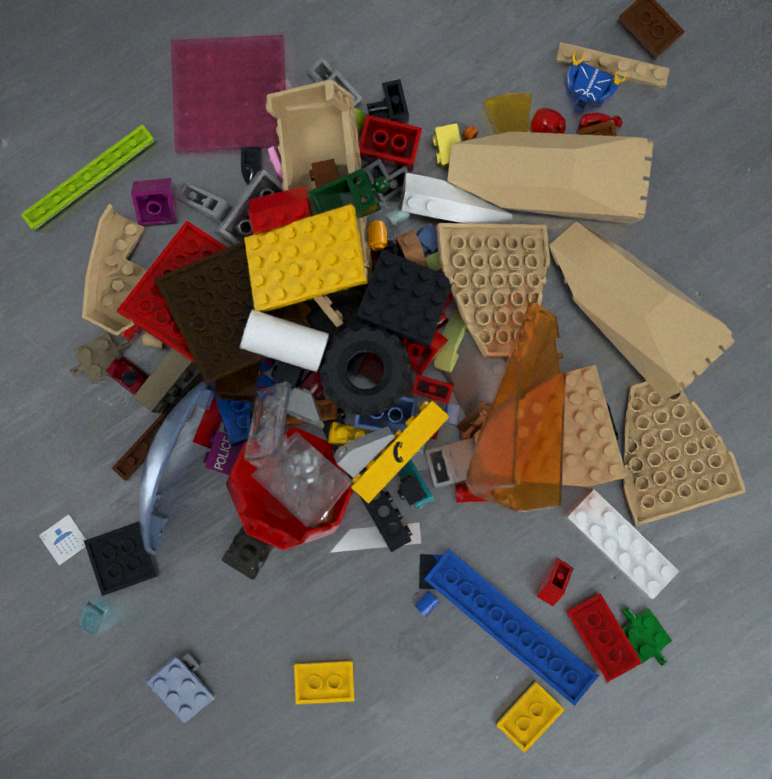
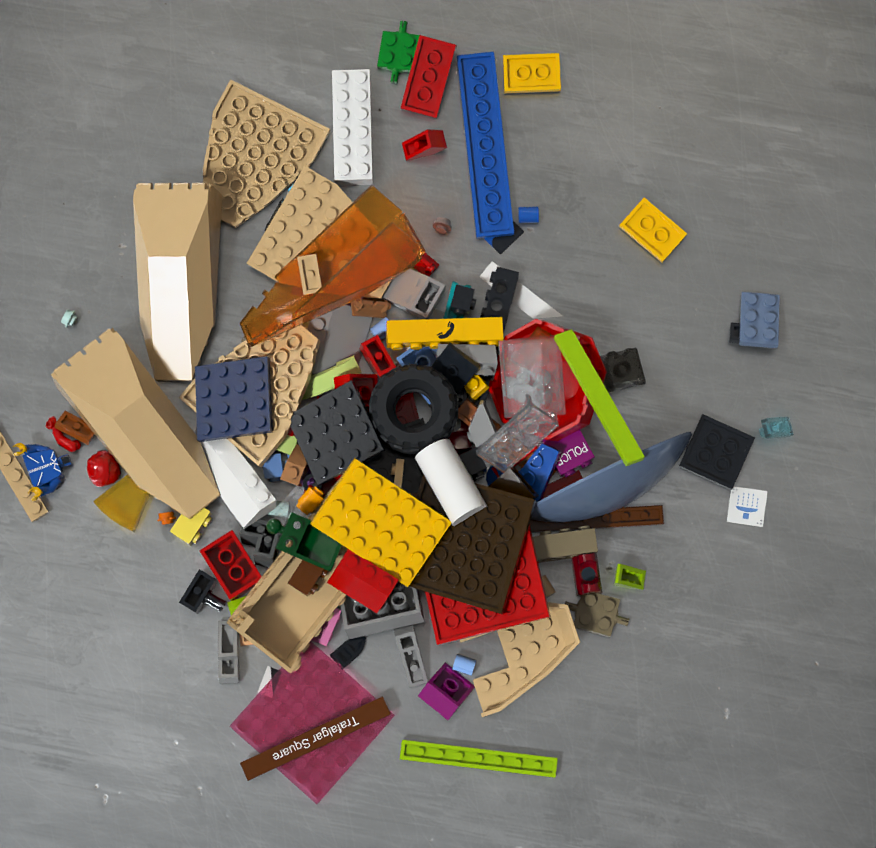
camera: 130 degrees left, 5 degrees down
(100, 404) = (629, 577): none -> lime slope
(159, 231) = (464, 664): none -> light blue piece
(213, 81) = (315, 738): none -> reddish brown tile
(227, 505) = (599, 398): none -> lime tile
(365, 430) = (455, 367): none -> black plate
(482, 534) = (442, 225): none -> plate
(504, 256) = (233, 399): none -> dark blue plate
(541, 398) = (309, 273): none -> tan plate
(681, 206) = (69, 318): none -> light aqua plate

